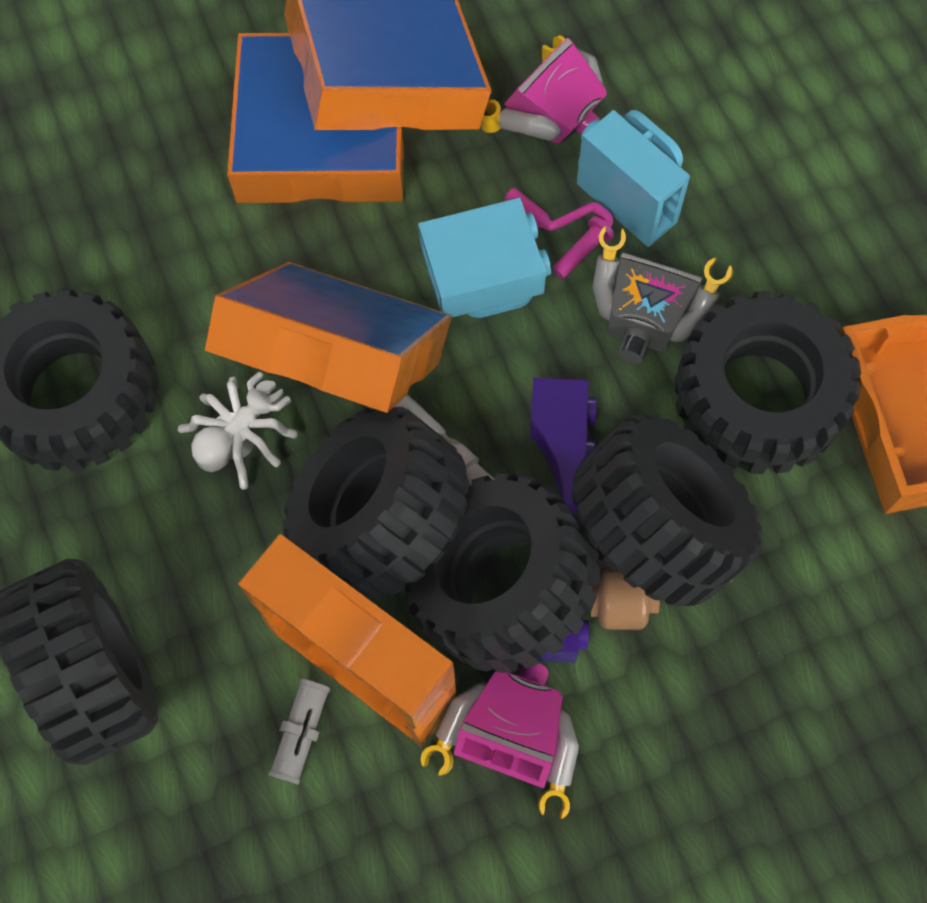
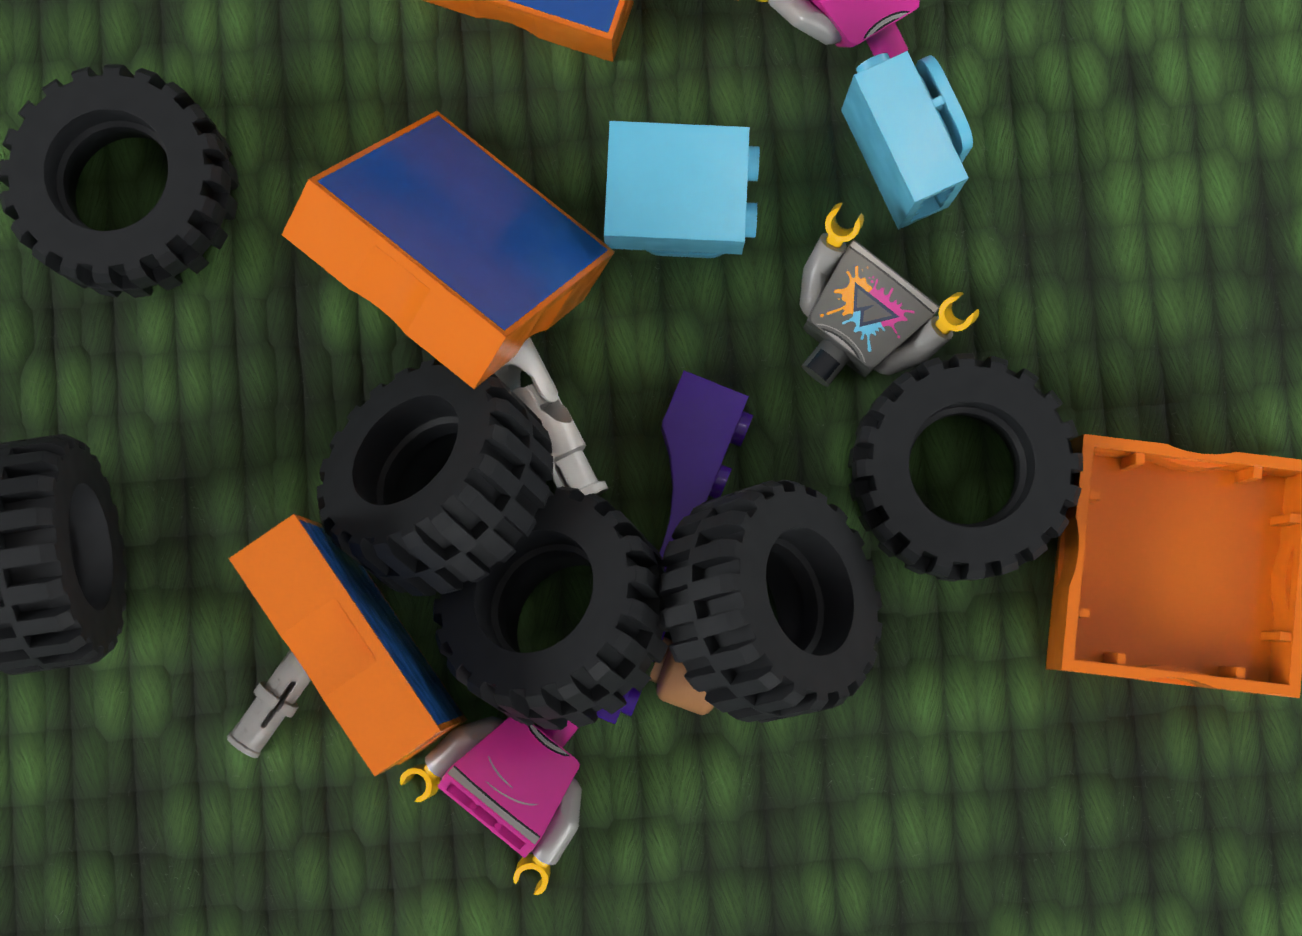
camera: 15 degrees right, 15 degrees up
(230, 433) = (303, 317): white animal -> none
(585, 244) = (819, 203): dark pink piece -> none

